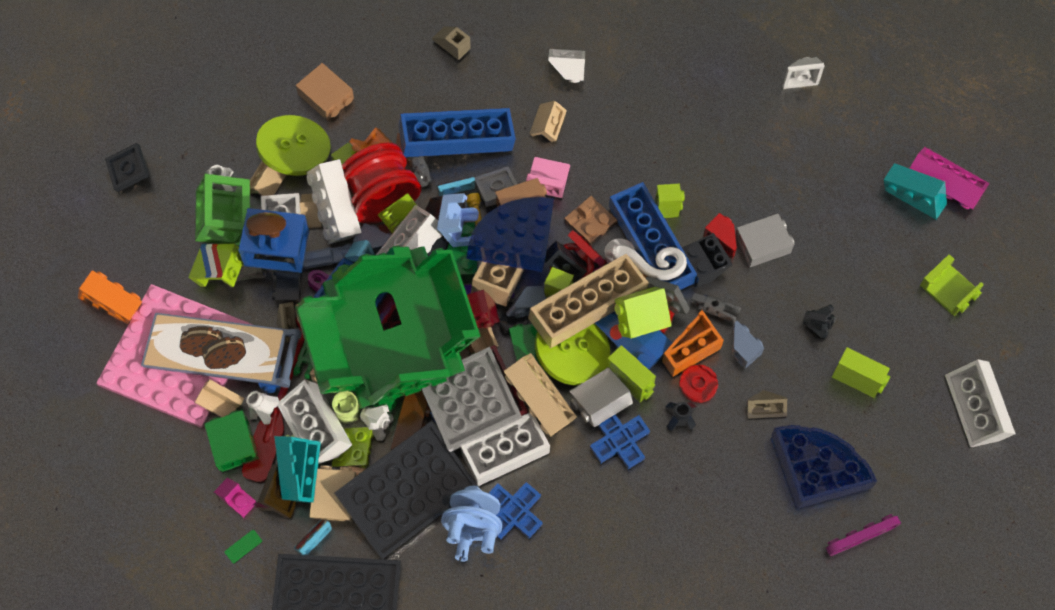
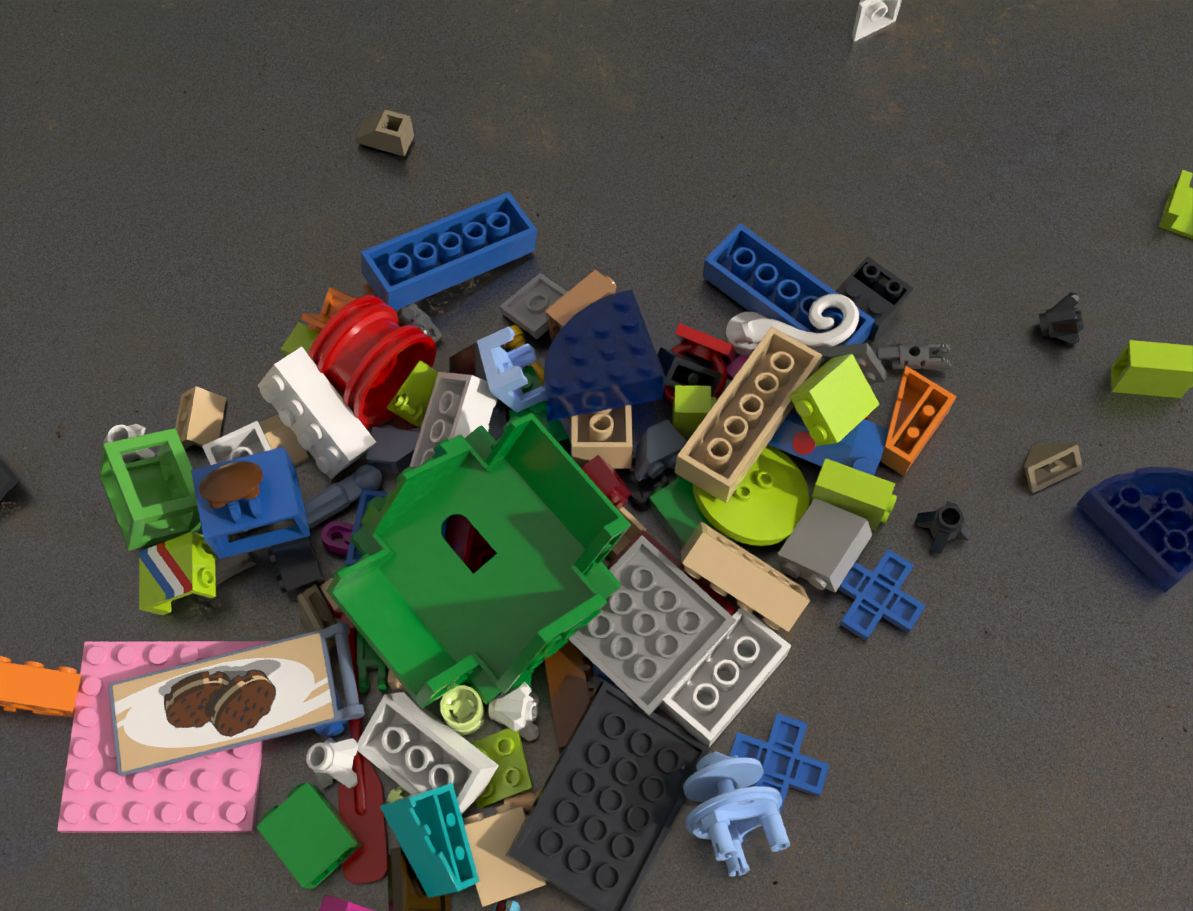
camera: 20 degrees left, 0 degrees up
(218, 399) = (261, 779): tan panel -> none
(292, 144) = (217, 356): lime plate -> none
(325, 91) = (233, 265): medium nougat brick -> none
(359, 248) = (383, 471): medium azure slope -> none
(456, 186) = (479, 327): medium azure slope -> none
(548, 120) = (566, 191): tan panel -> none
(551, 174) = (607, 258): bright pink bracket -> none
(568, 63) = (561, 105): white slope -> none
(590, 220) = (686, 302): medium nougat hinge -> none
(669, 199) = (786, 232): lime brick -> none
(698, 383) = (943, 471): red tile -> none
(725, 233) = (879, 248): red slope -> none
(744, 346) = (979, 394): sand blue slope -> none
(764, 240) = (933, 242): light grey brick -> none
(917, 189) = (1094, 103): teal wedge -> none
(959, 182) = (1125, 76): dark pink slope -> none

